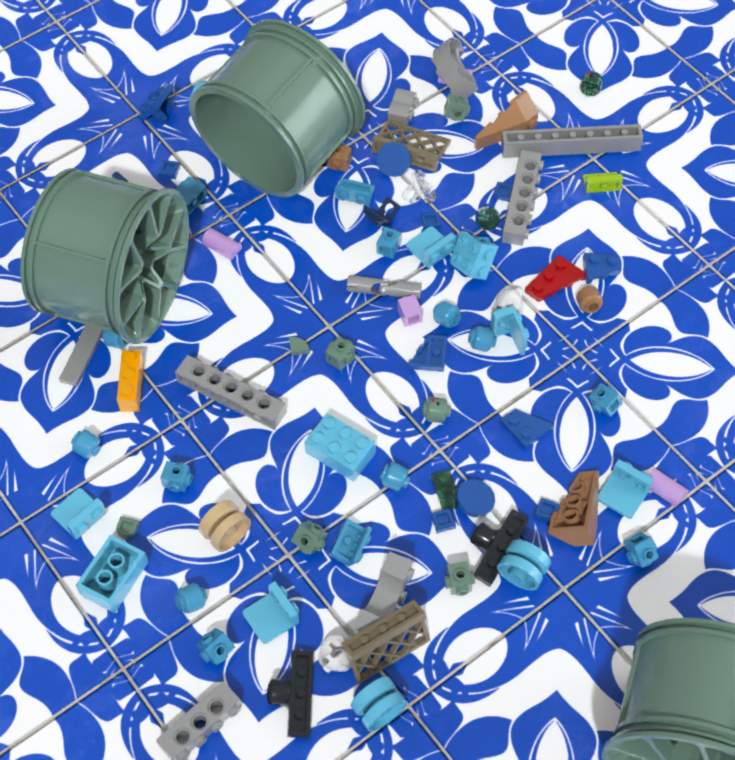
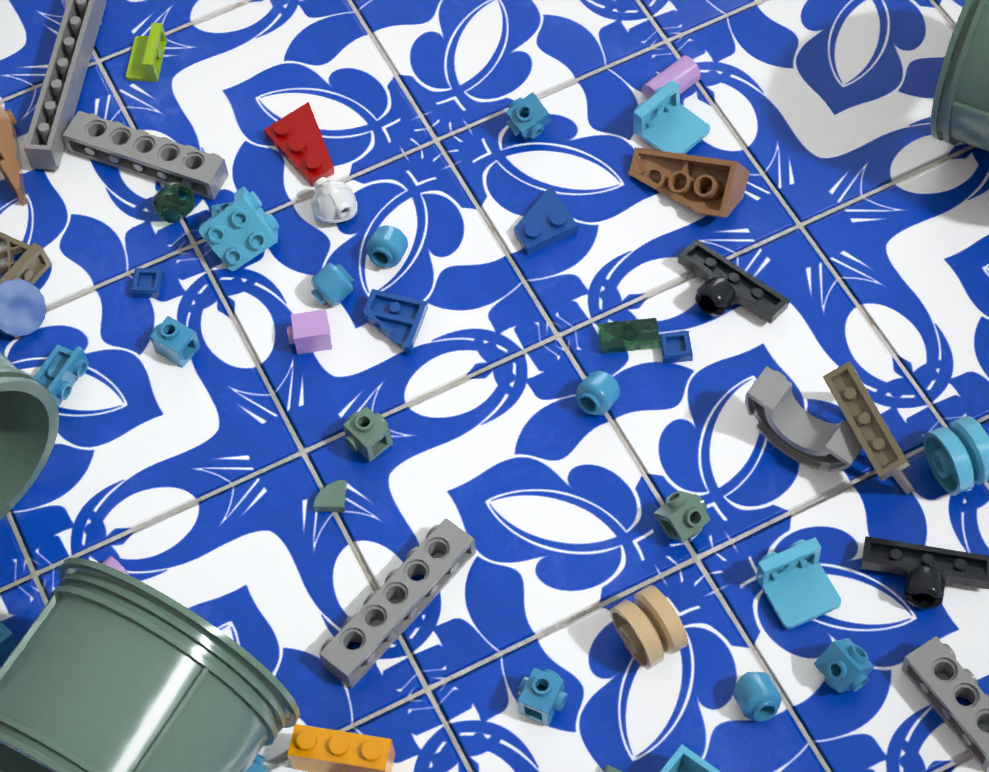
camera: 75 degrees left, 0 degrees up
(332, 655) = (873, 505): white helmet -> none
(340, 447) = (534, 457): medium azure brick -> none
(350, 543) = (698, 463): dark azure bracket -> none
(378, 217) = (122, 350): dark blue piece -> none
(393, 288) = (258, 357): light grey piece -> none
(421, 188) = (89, 279): clear tile -> none
(431, 246) = (200, 286): medium azure bracket -> none
(436, 409) = (497, 322): sand green head -> none
(459, 578) = (777, 335): sand green brick -> none
(475, 498) = (650, 299): blue tile -> none
(503, 191) = (122, 180): blue tile -> none
(509, 321) = (387, 198): medium azure bracket -> none
(524, 565) = (773, 250): medium azure wheel -> none
(546, 509) = (681, 221): blue tile -> none
(589, 299) = (354, 106): medium nougat head -> none
(600, 266) = (299, 84): blue wing -> none
(641, 549) = (765, 120): dark azure brick -> none

